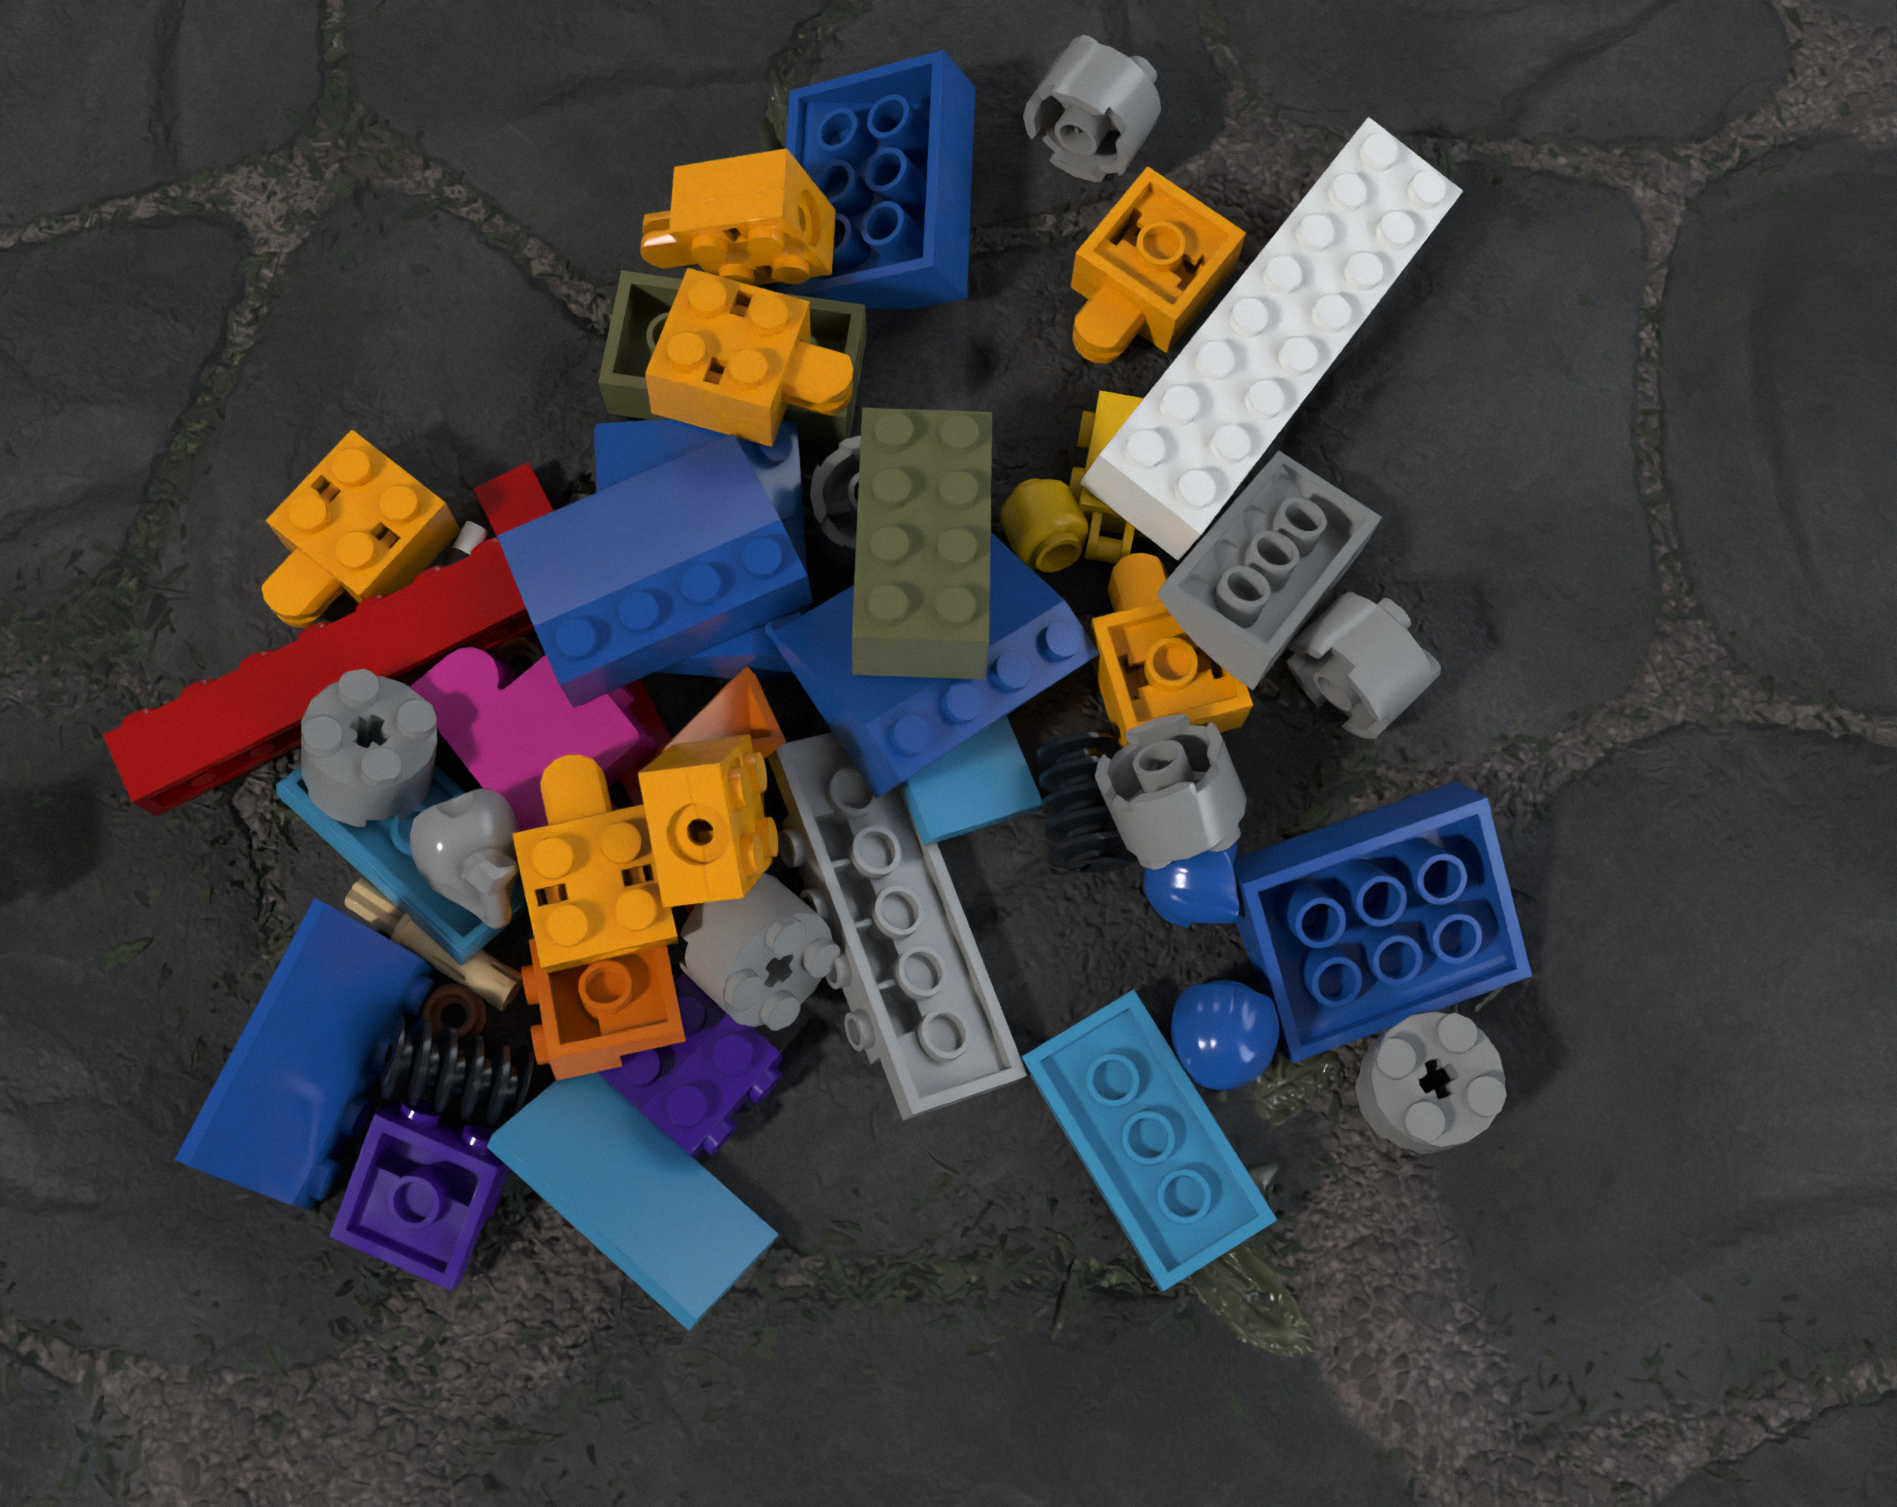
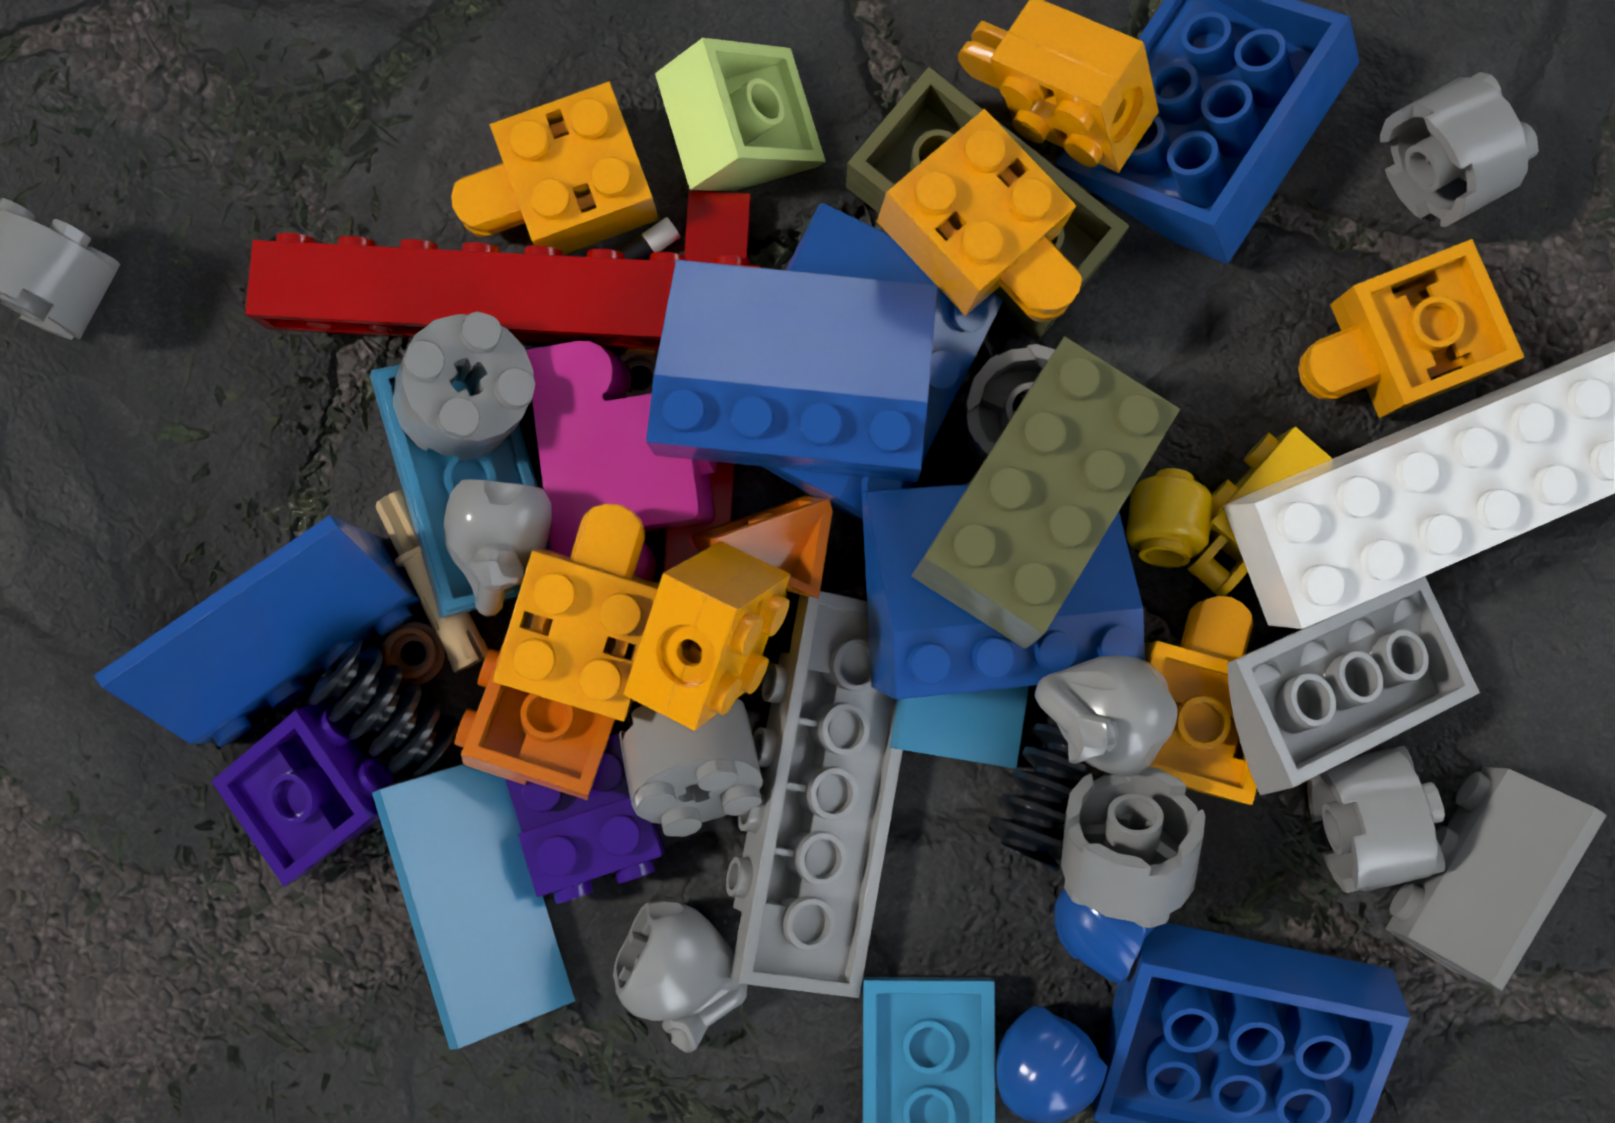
camera: 35 degrees right, 10 degrees up
(479, 403) = (738, 114): none -> yellowish green slope
(855, 1147) = (676, 972): none -> light grey piece
(1087, 690) = (1110, 712): none -> light grey piece
(1488, 653) = (1502, 874): none -> light grey slope

